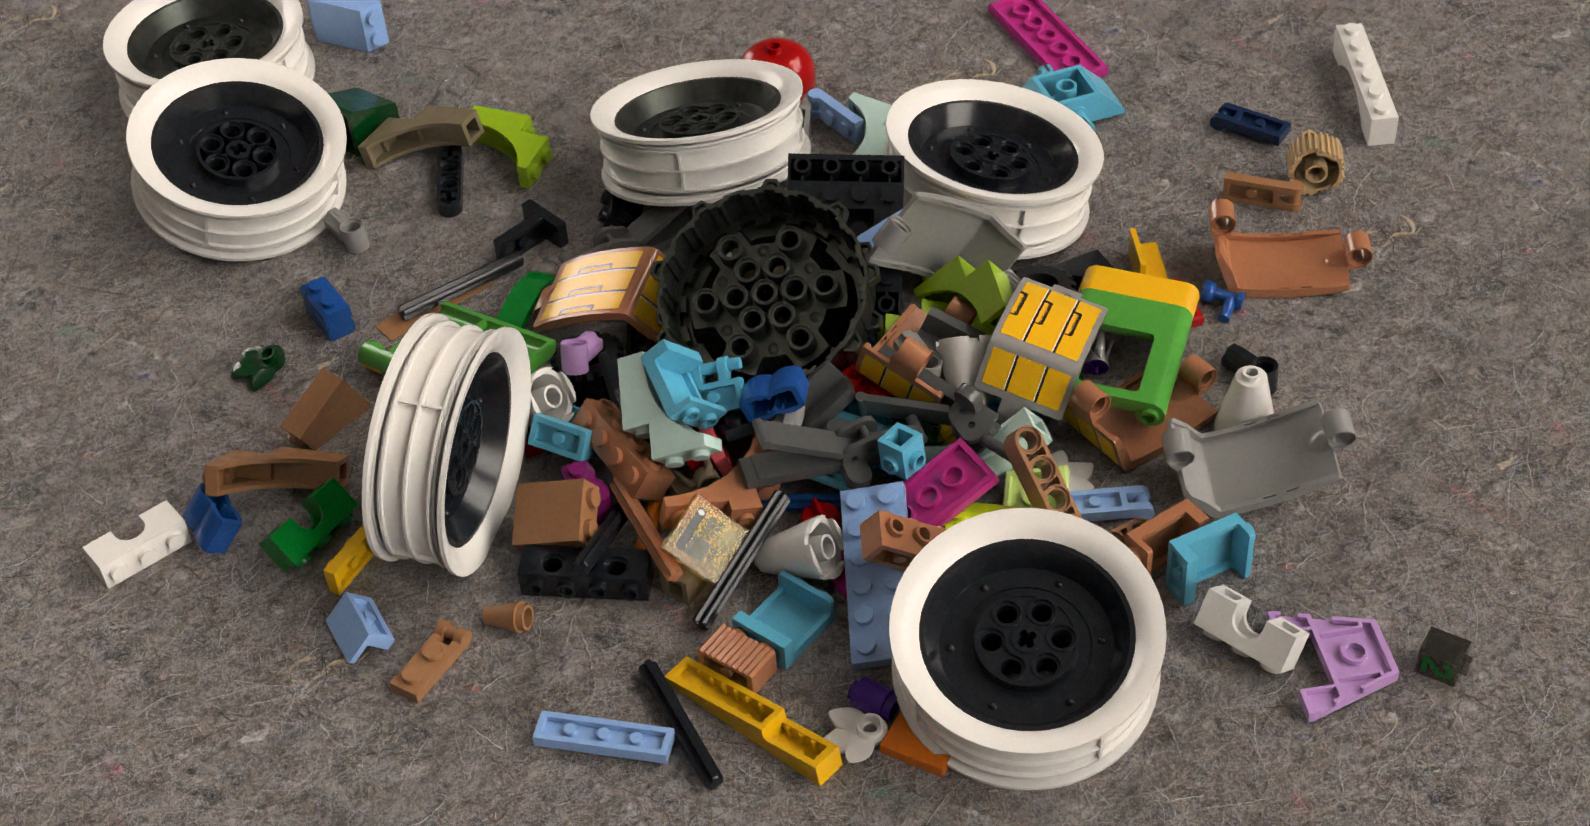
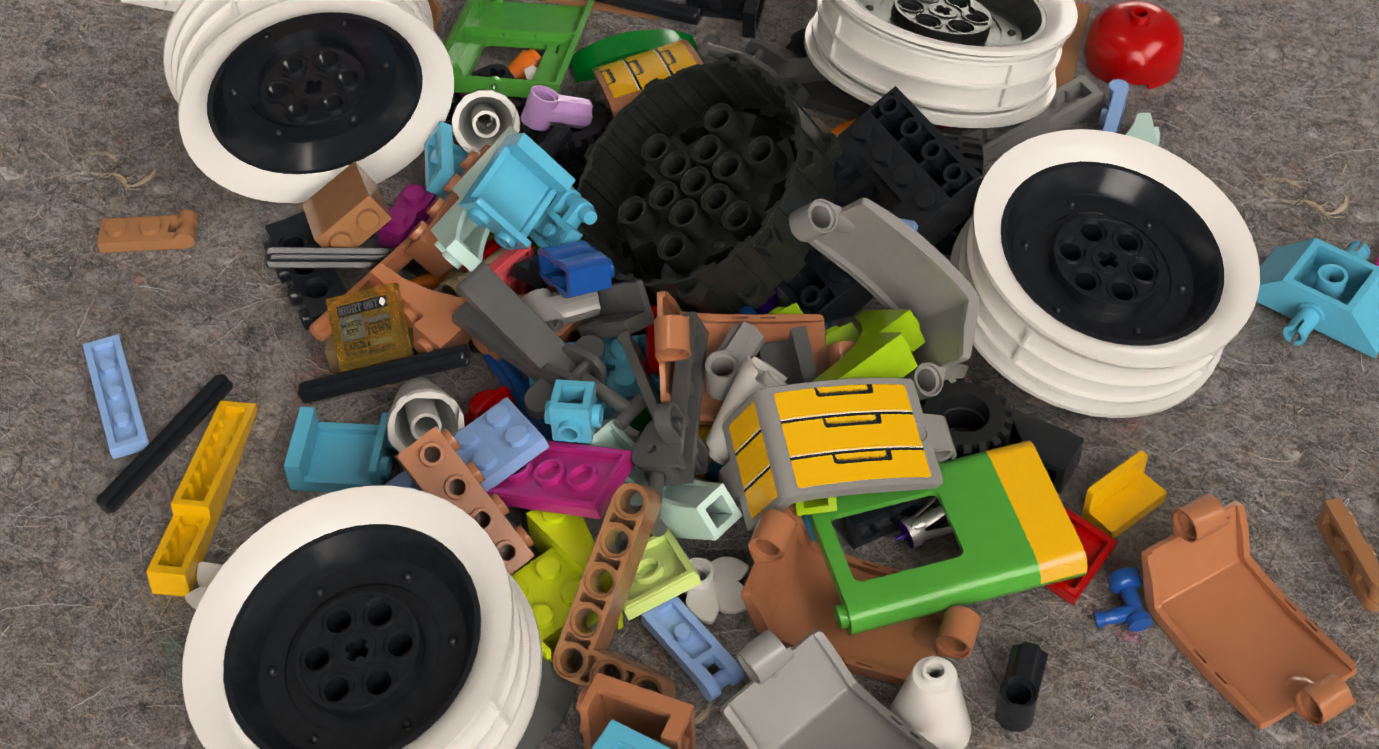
camera: 55 degrees right, 5 degrees up
(358, 624) = (159, 166): light blue panel -> none
(509, 616) = (226, 255): medium nougat cone -> none
(738, 657) = (264, 442): nougat brick -> none

